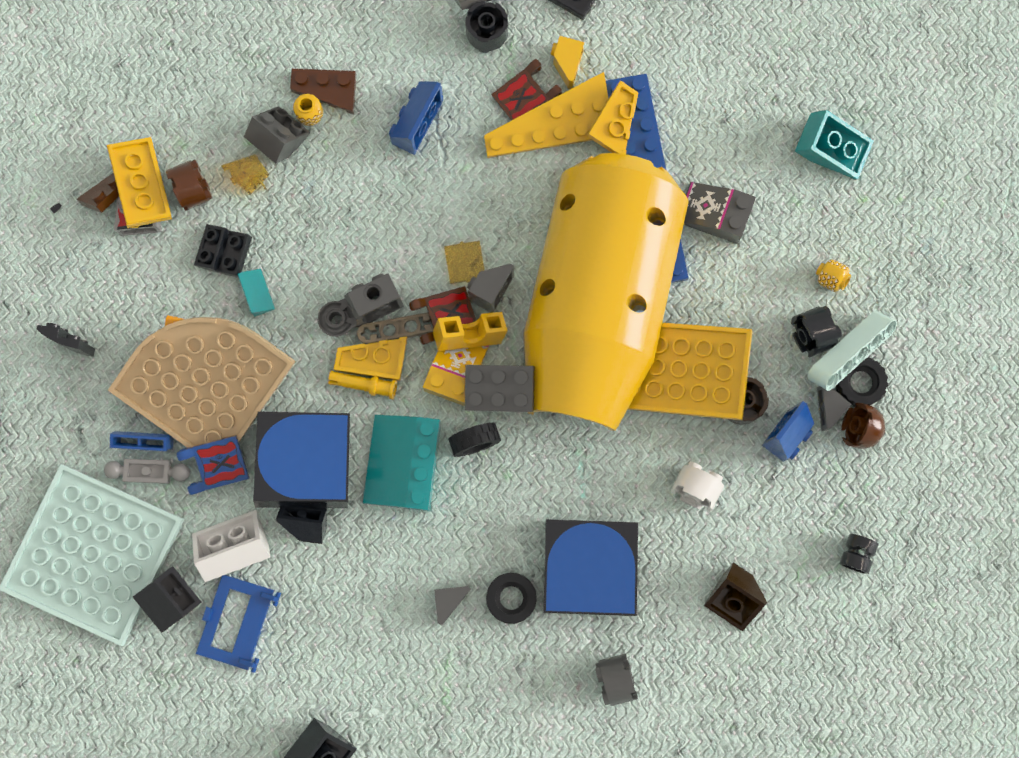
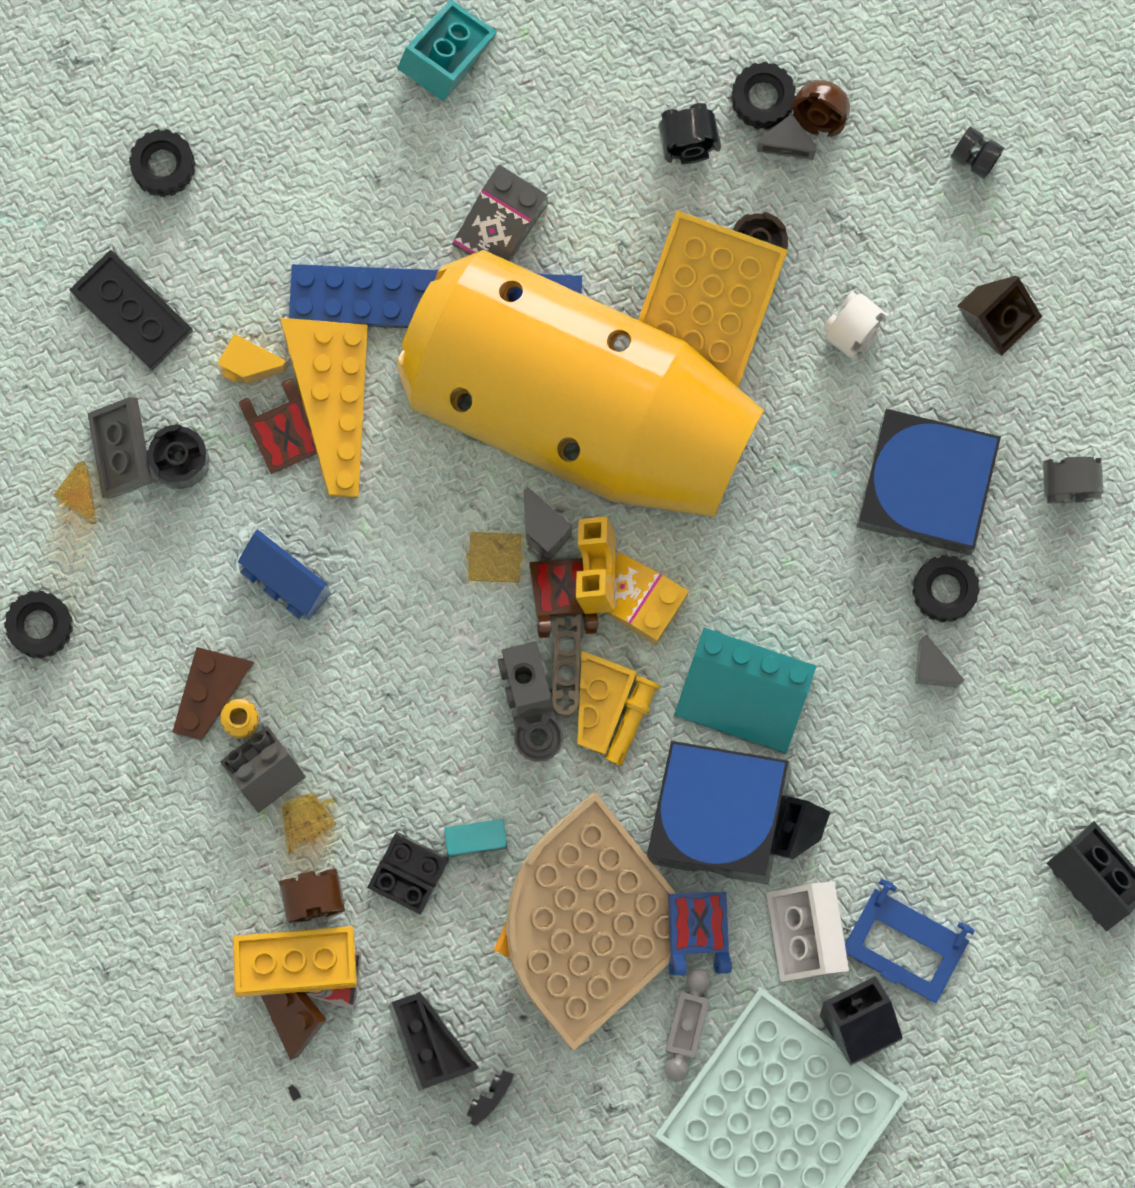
camera: 80 degrees left, 0 degrees up
(99, 289) = (427, 1043): none -> black wedge
(115, 441) = (641, 1021): blue piece -> none
(474, 439) = (738, 589): black tyre -> none
(499, 388) = (682, 540): dark grey plate -> none
(614, 122) = (354, 320): yellow wing -> none
(790, 432) = (810, 198): blue slope -> none
(833, 275) = (619, 94): yellow head -> none
(852, 350) = (724, 95): light aqua beam -> none

